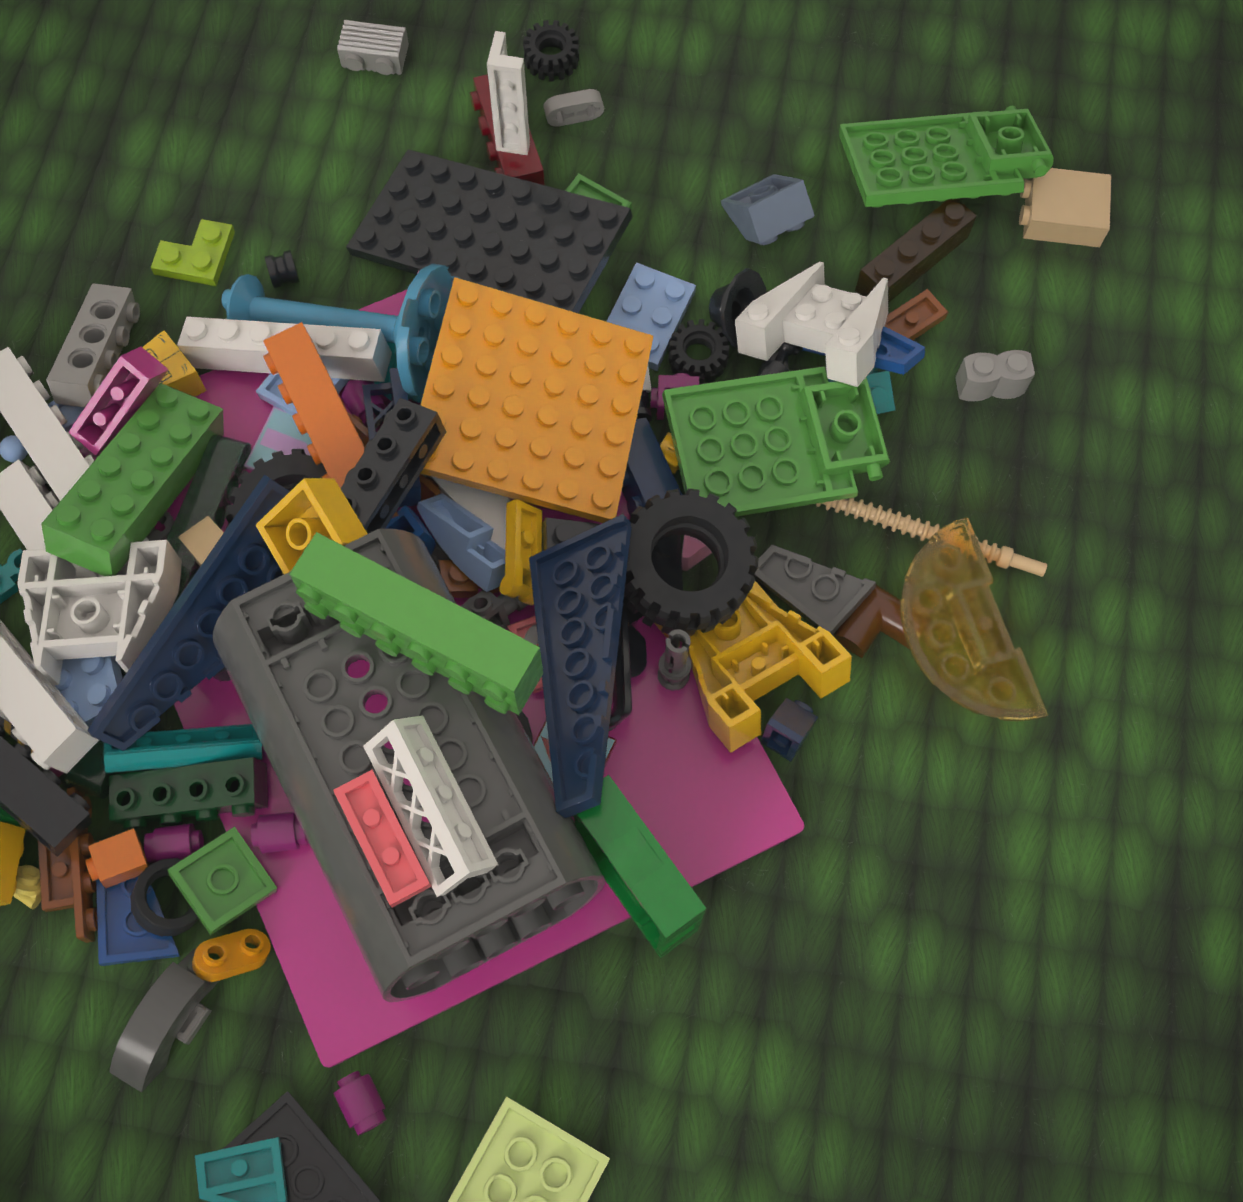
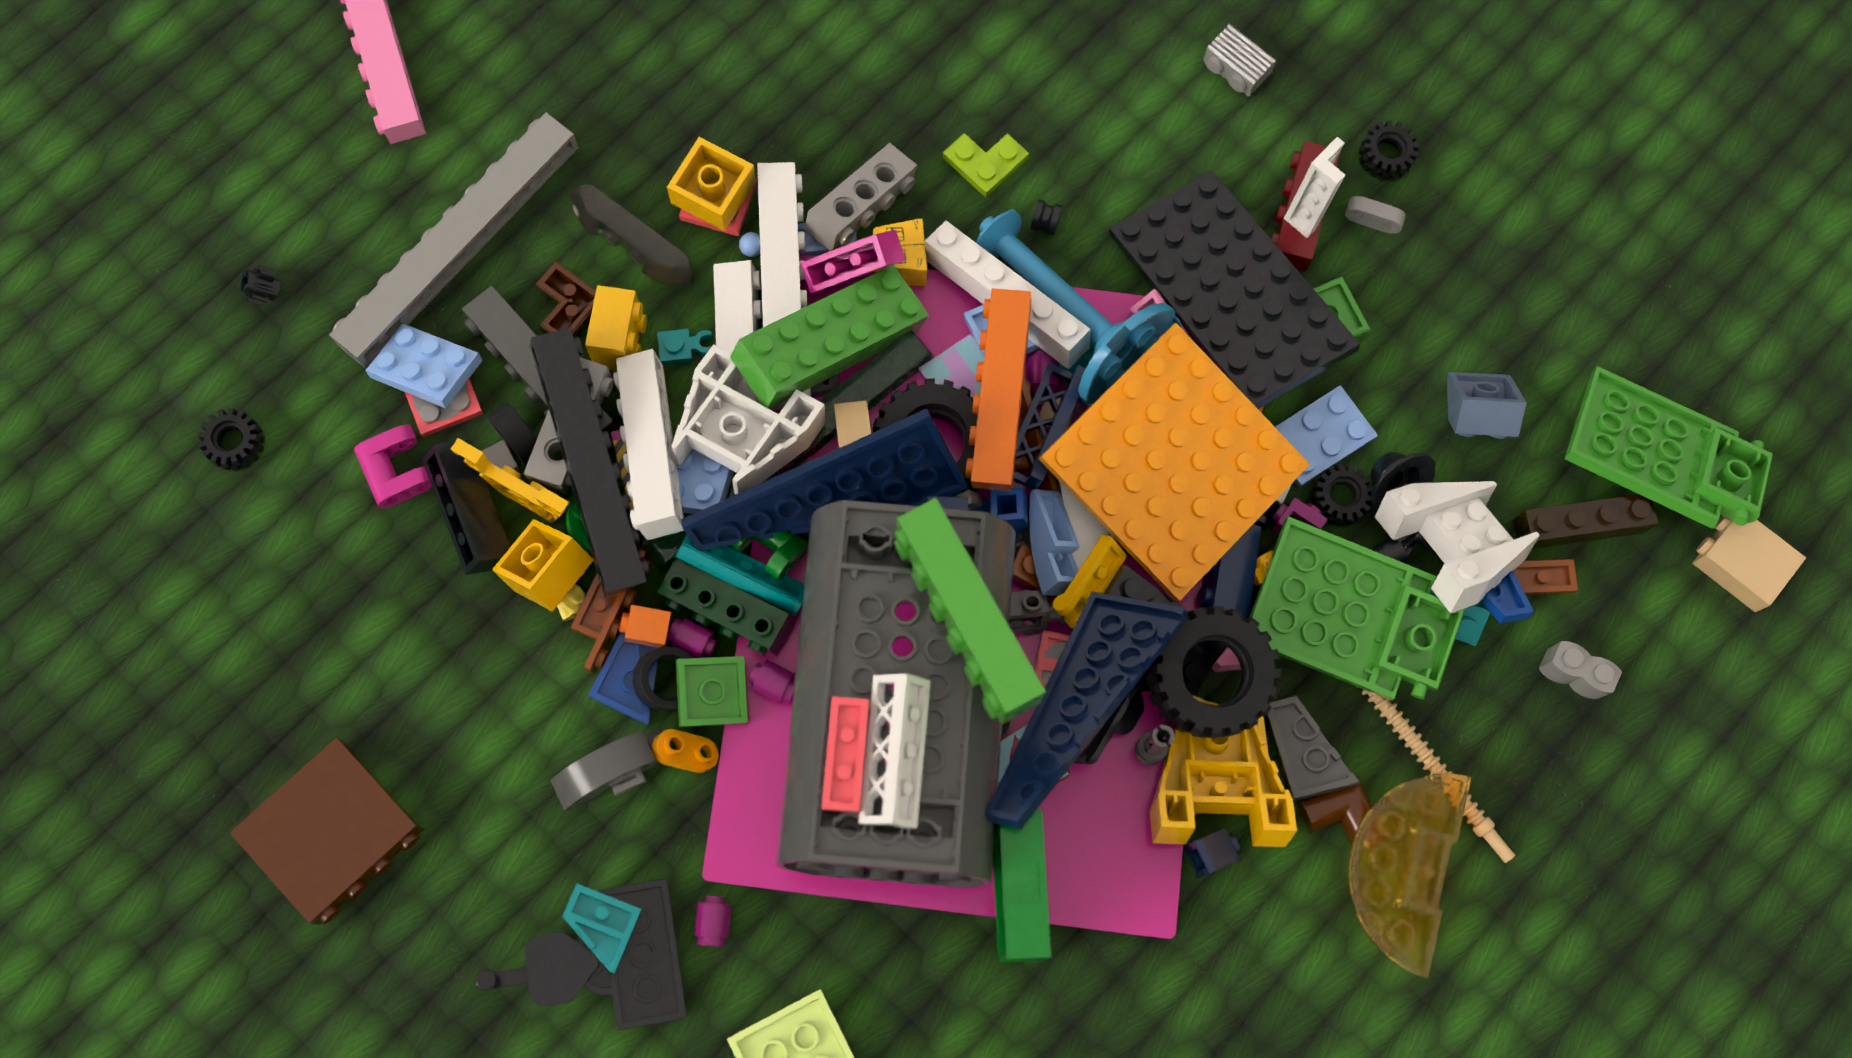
camera: 30 degrees right, 5 degrees up
(213, 698) = (787, 550): none -> green connector
(307, 509) = (937, 470): yellow brick -> none
(392, 463) = (1019, 459): black brick -> none

